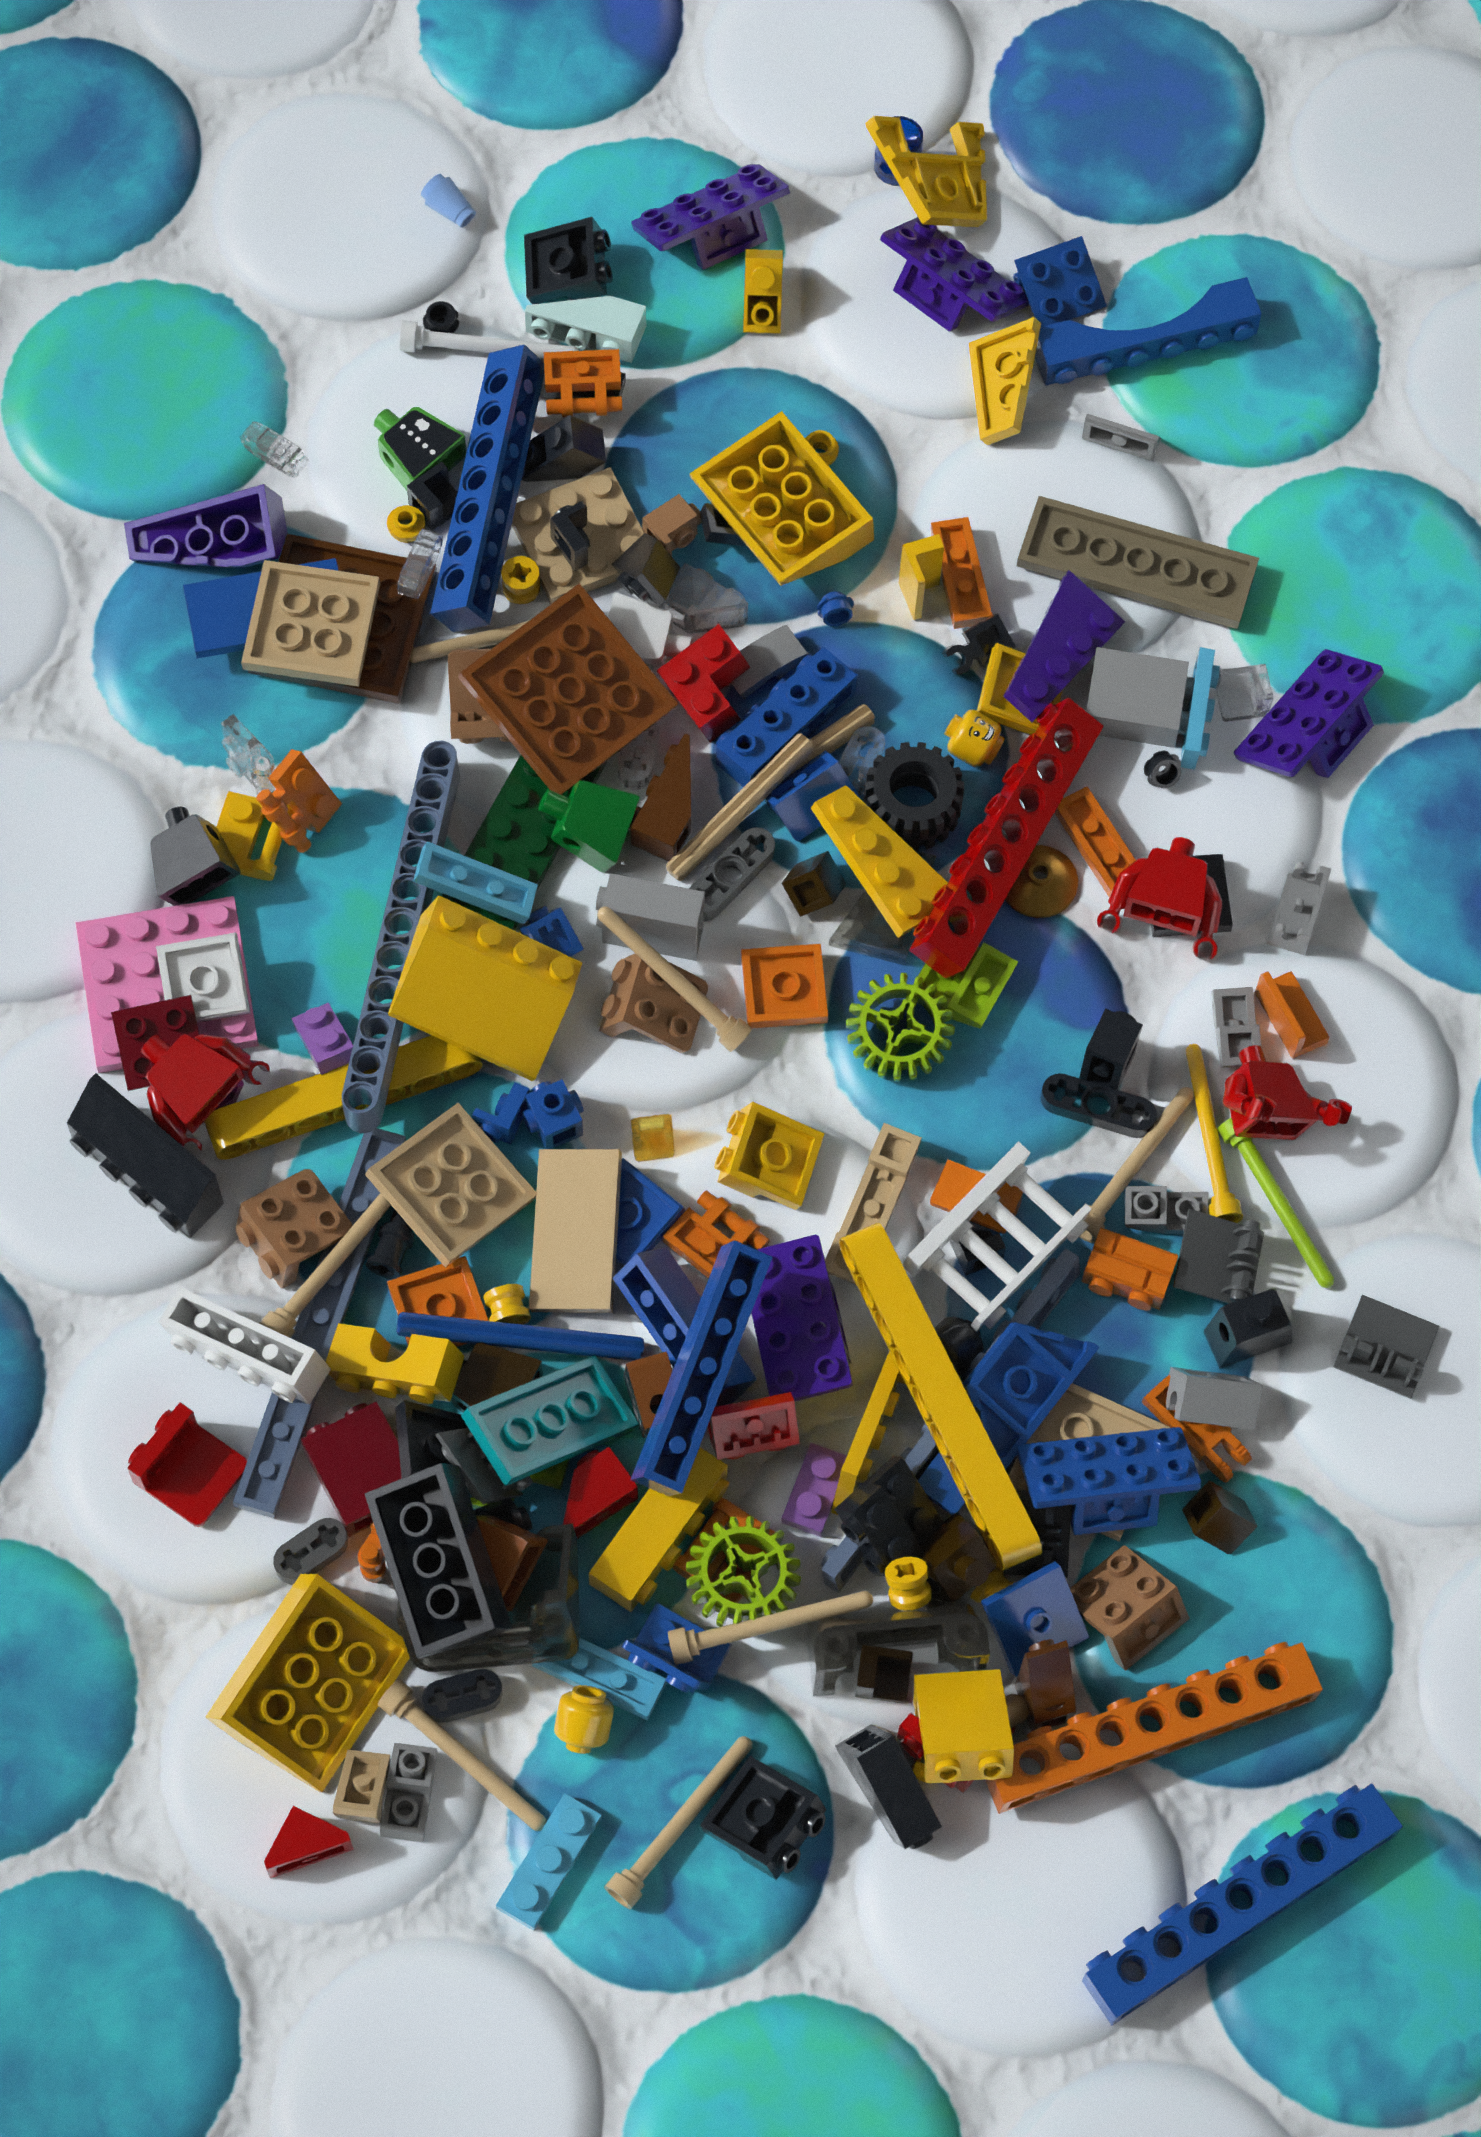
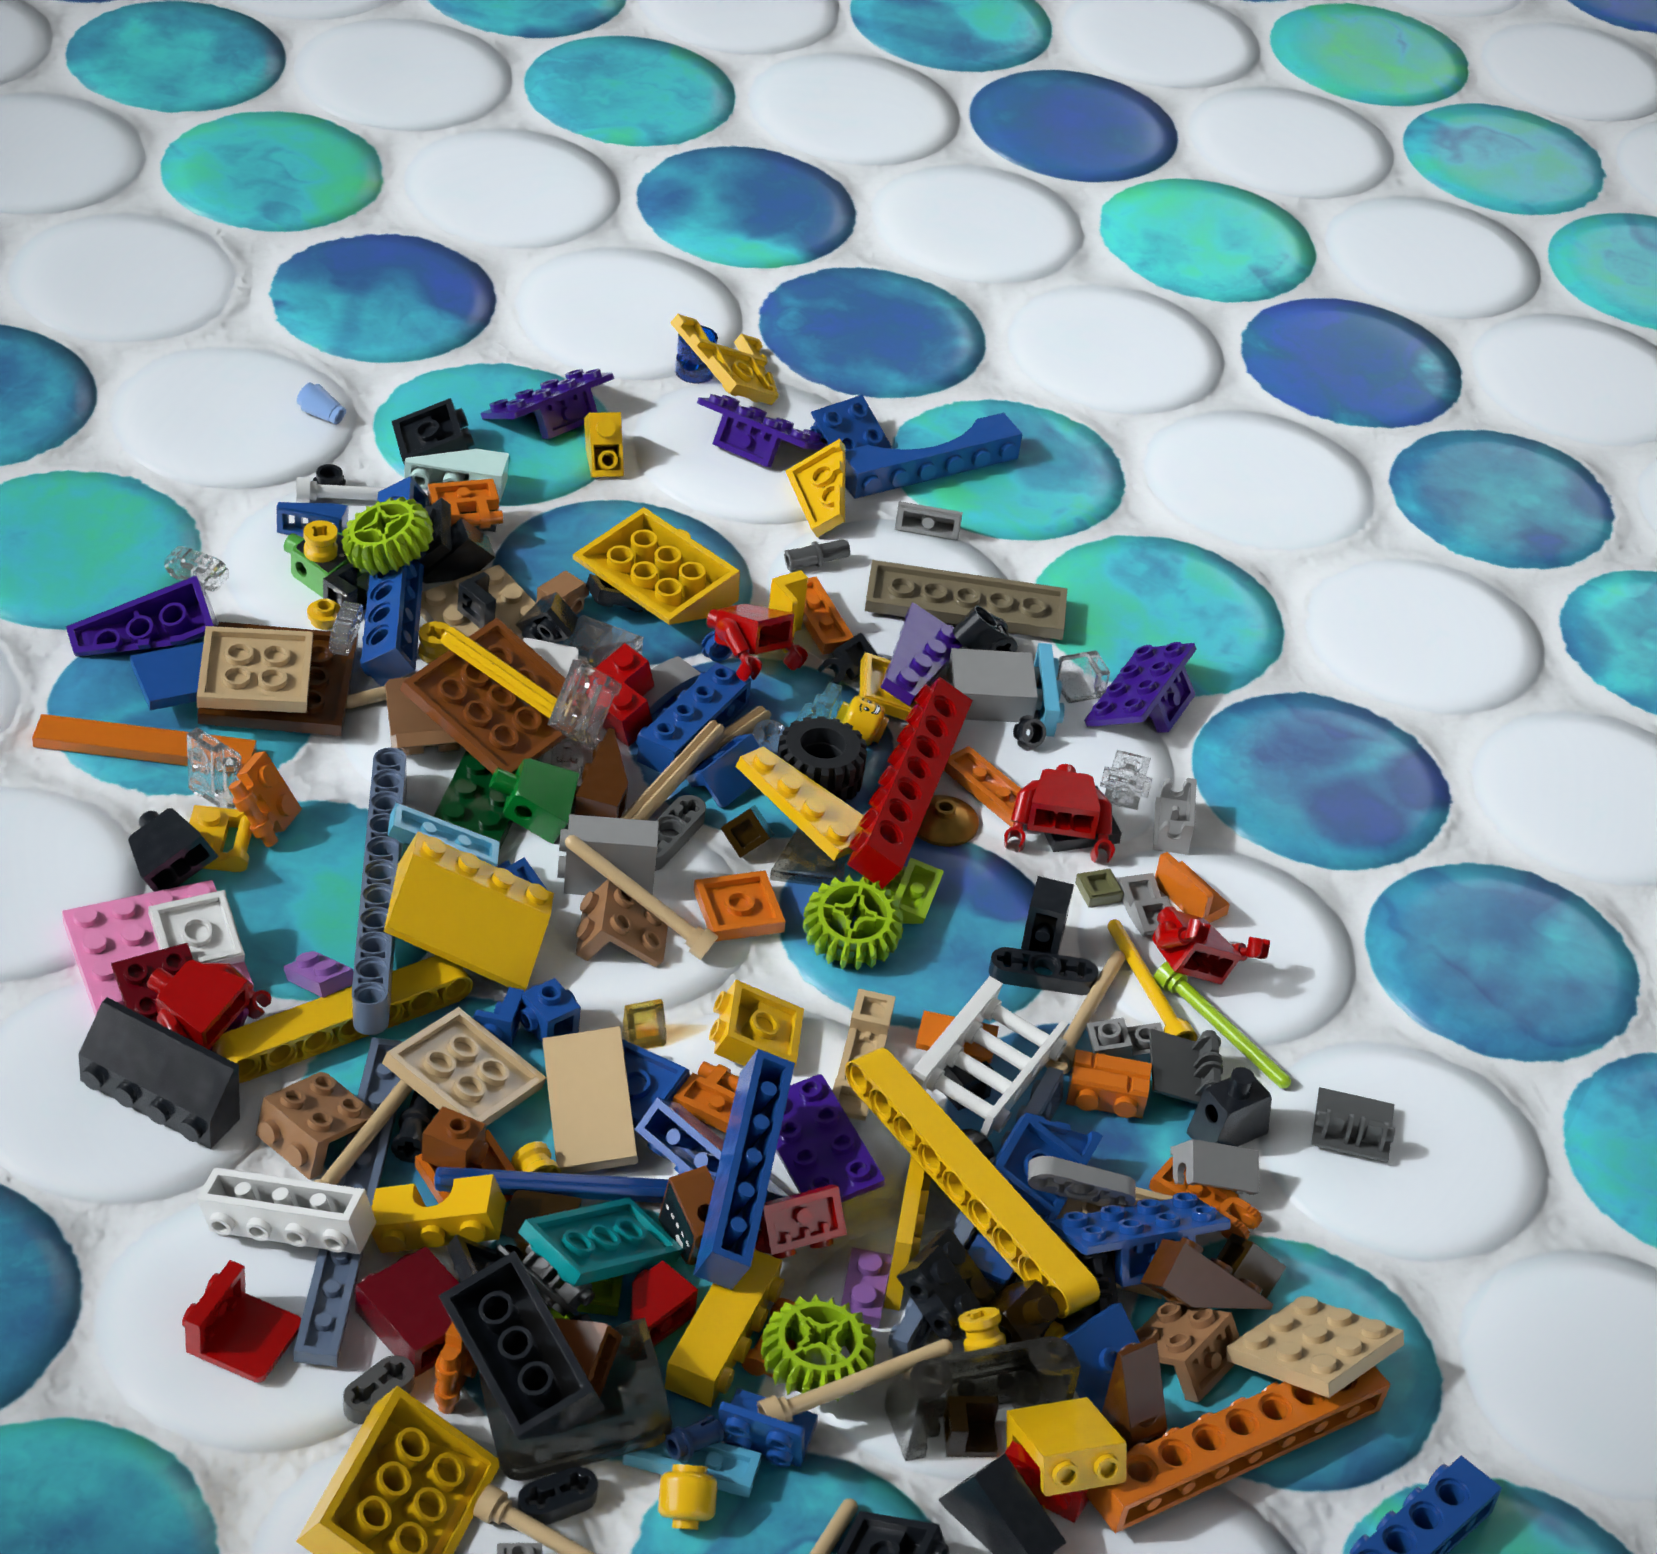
camera: 15 degrees left, 25 degrees down
(187, 696) = (124, 740): none -> orange tile
(408, 447) = (320, 541): none -> yellow wheel
(414, 387) = (313, 511): none -> blue slope
(424, 1278) = (454, 1140): none -> dark orange brick
(488, 436) = (387, 535): none -> lime gear
(538, 430) = (441, 545): none -> black plate
(572, 664) = (499, 671): none -> yellow axle
(599, 1659) = (685, 1441): none -> dark blue pin
(656, 712) = (578, 701): none -> clear plate
(870, 610) = (755, 631): none -> red torso
(928, 722) = (824, 704): none -> clear light blue bracket
(978, 478) = (816, 554): none -> dark grey axle
(1058, 1410) = (1081, 1182): none -> light grey beam
(1143, 624) = (984, 632): none -> black piece
(1151, 1547) = (1192, 1280): none -> reddish brown slope
(1190, 995) = (1099, 888): none -> olive tile
(1254, 855) = (1127, 780): none -> clear brick
(1256, 1634) = (1315, 1346): none -> tan plate

